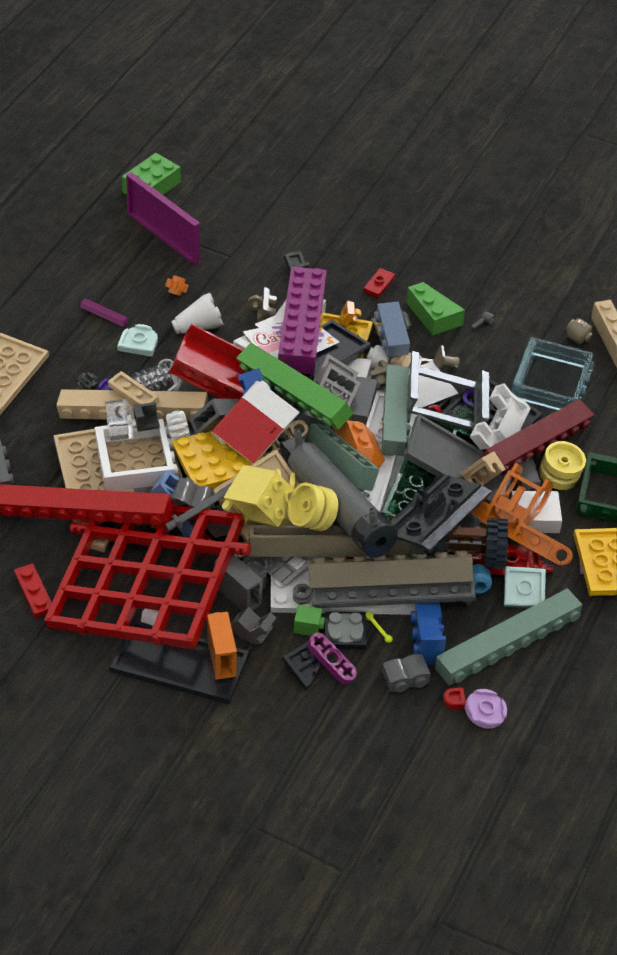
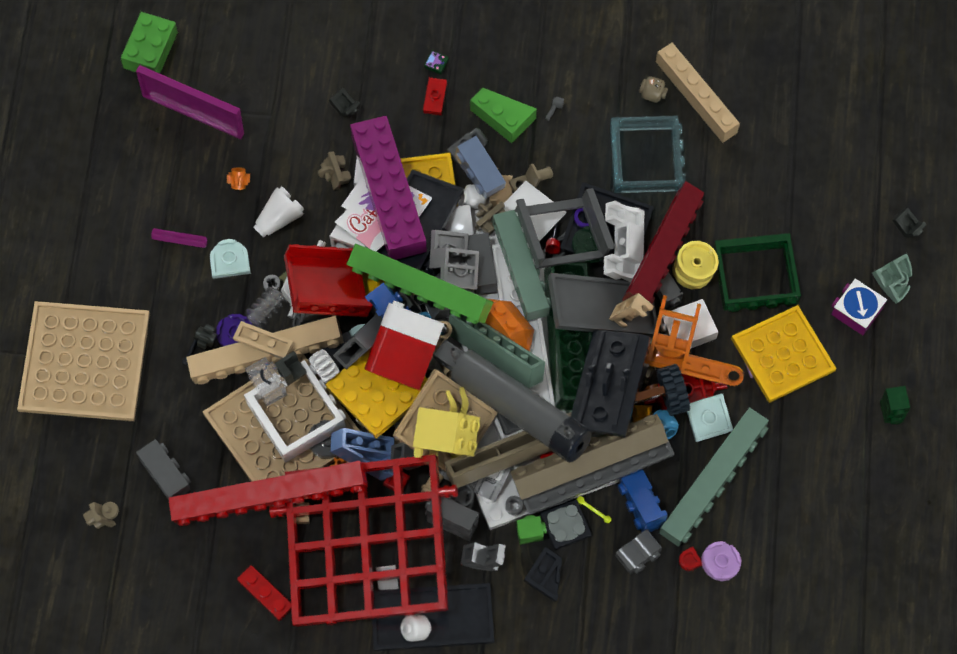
camera: 20 degrees left, 20 degrees up
(157, 658) = (415, 628): none -> white head
(177, 521) = (376, 481): dark grey sword -> none
(189, 494) = (377, 448): dark grey brick -> none
(221, 645) = (468, 594): orange brick -> none
(312, 507) = (501, 429): light yellow wheel -> none
(332, 667) = (557, 552): magenta beam -> none
(349, 314) = (426, 155): light orange tile -> none
(391, 261) = (436, 62): none -> dark green tile

